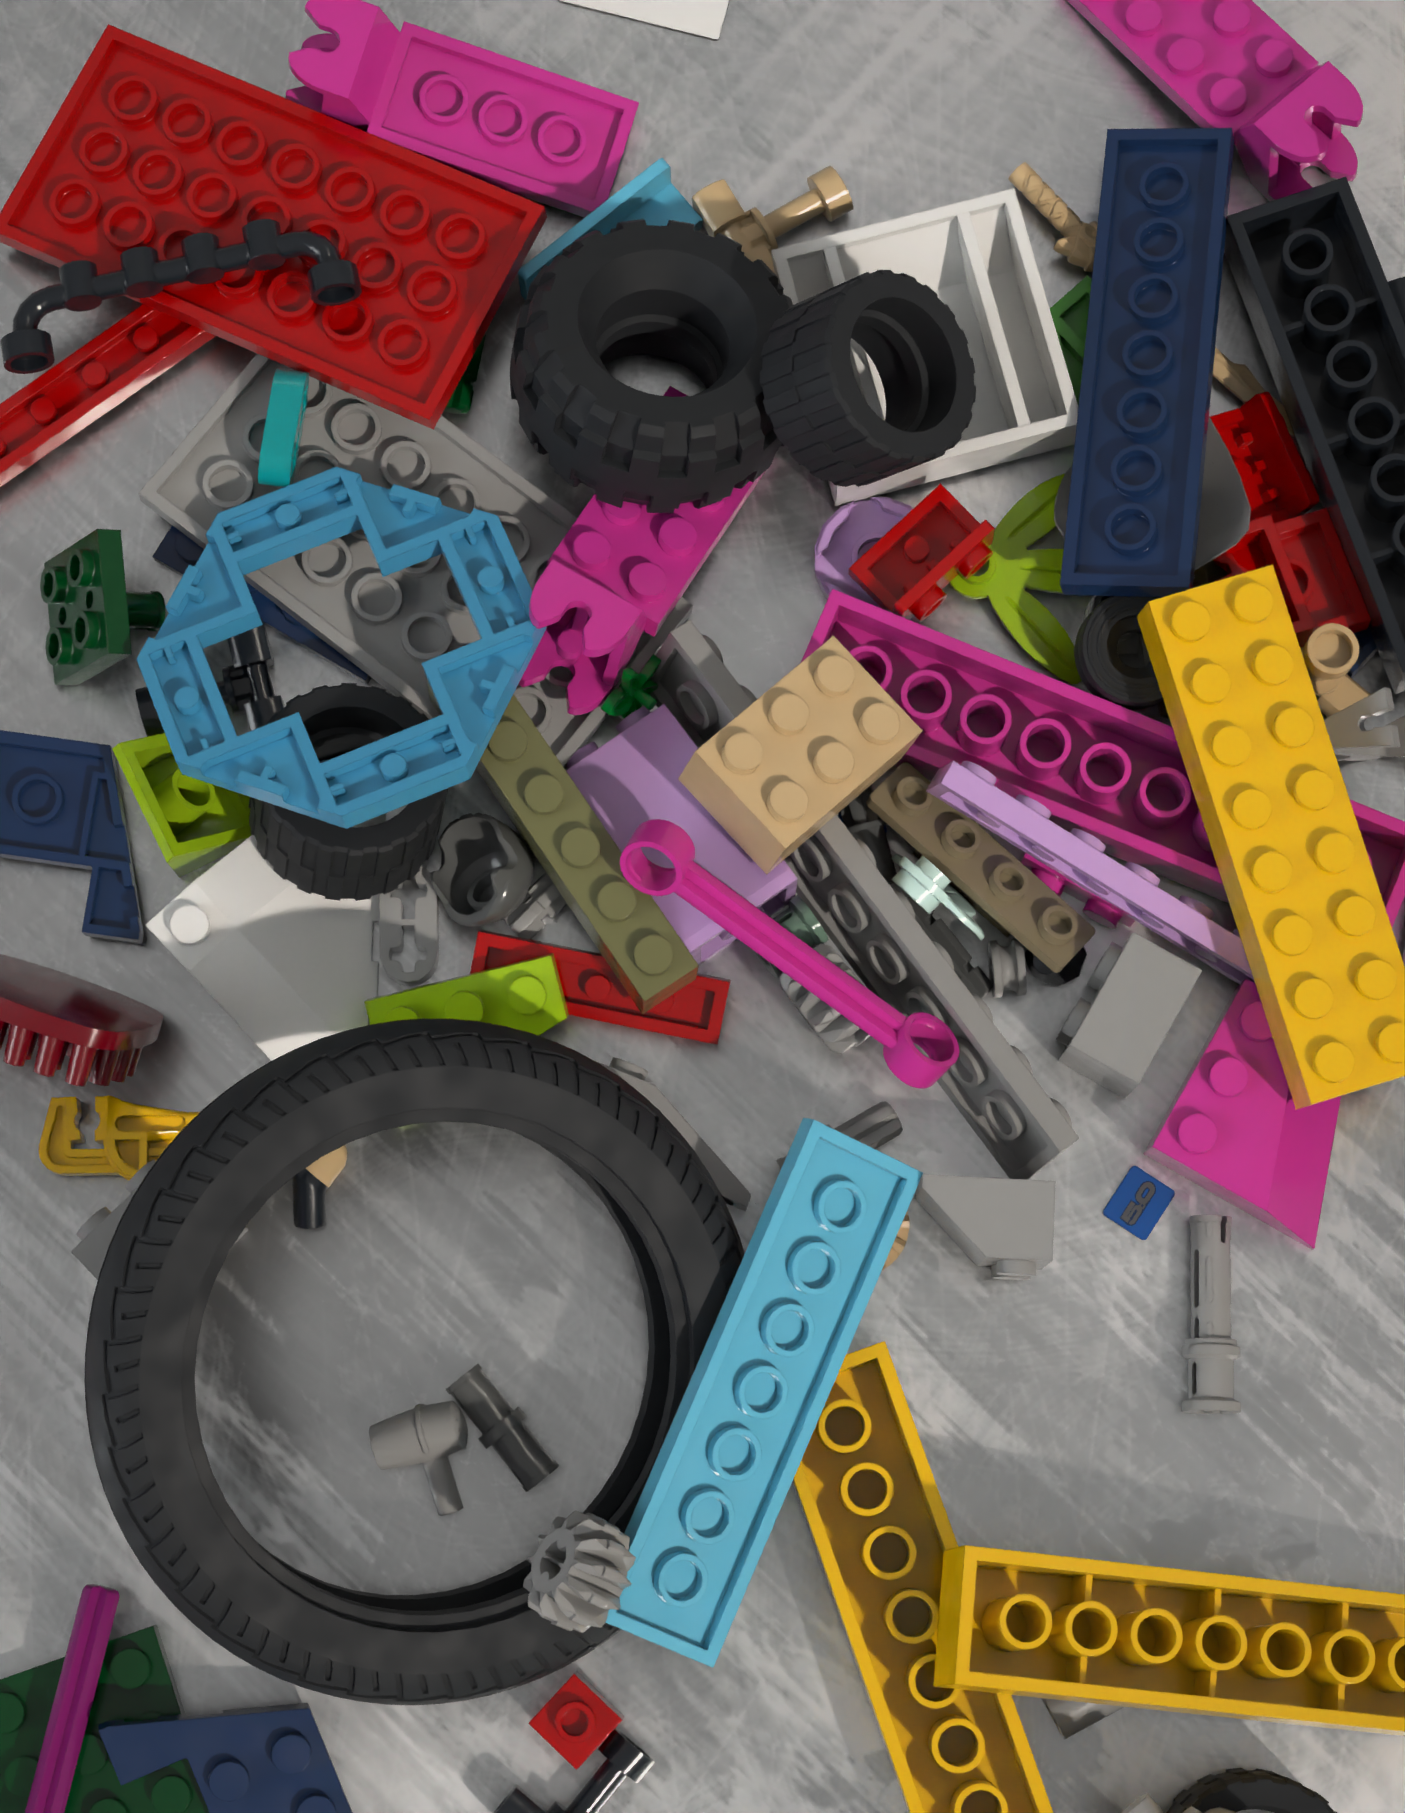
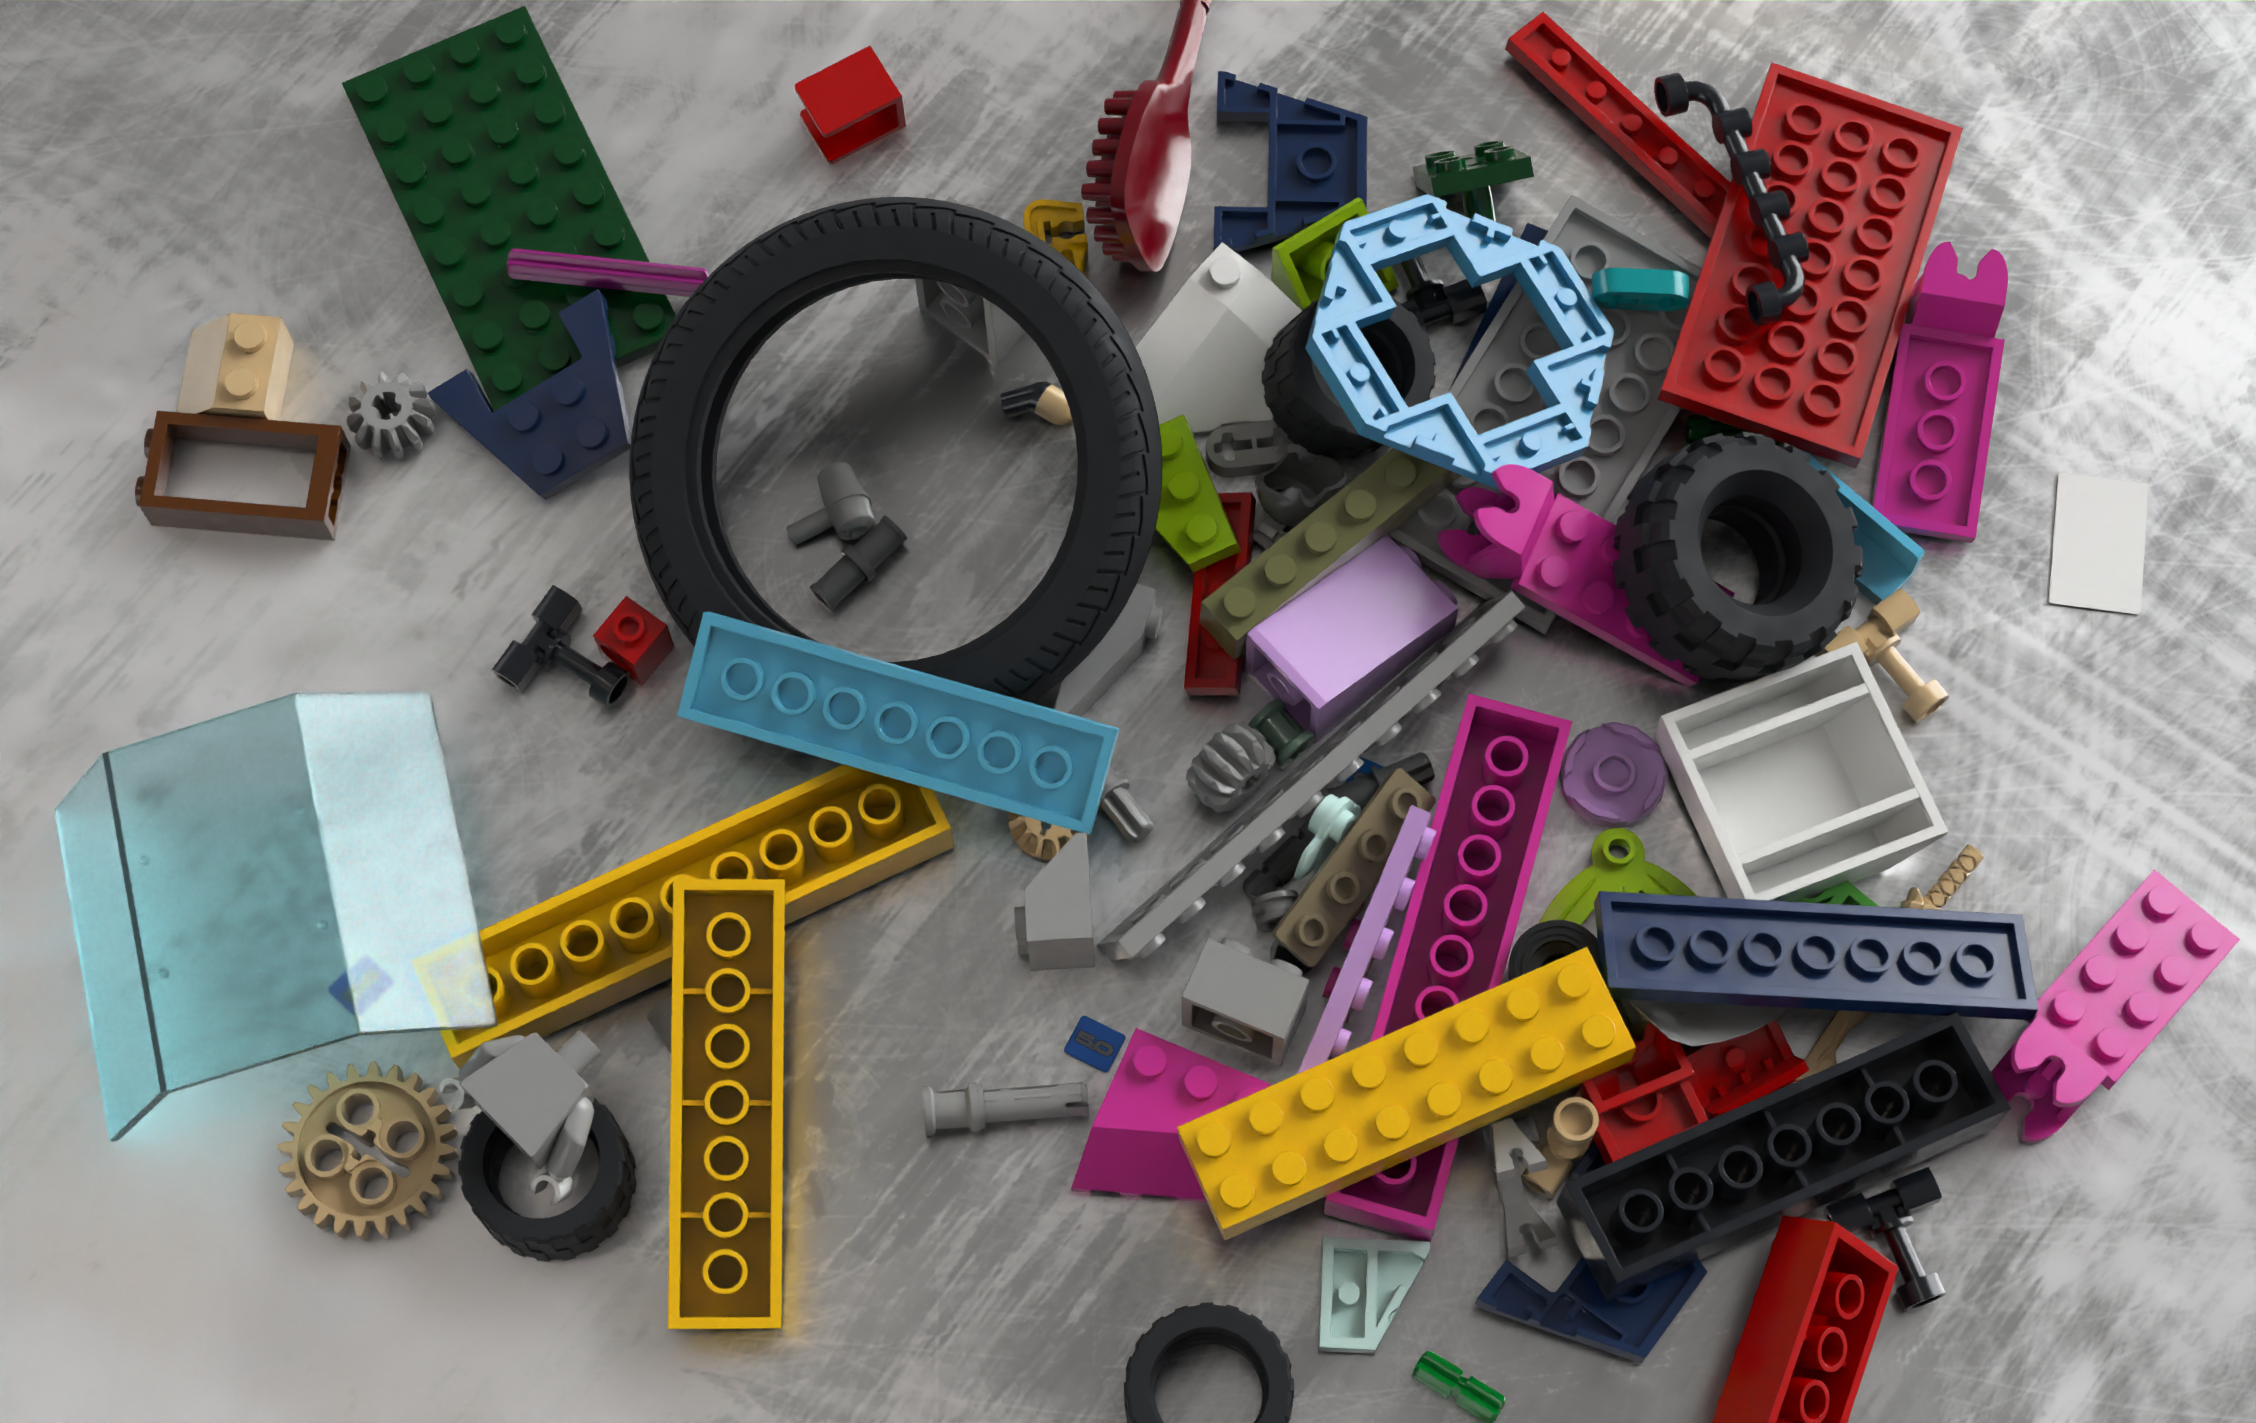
camera: 85 degrees right, 10 degrees down
(579, 1571) = (738, 591): light grey gear -> none
(633, 691) = (1466, 583): green plant -> none
(790, 954) = (1314, 596): dark pink piece -> none
(799, 754) = (1419, 692): tan brick -> none
(919, 361) = (1780, 749): black tyre -> none
(923, 556) = (1615, 800): red bracket -> none

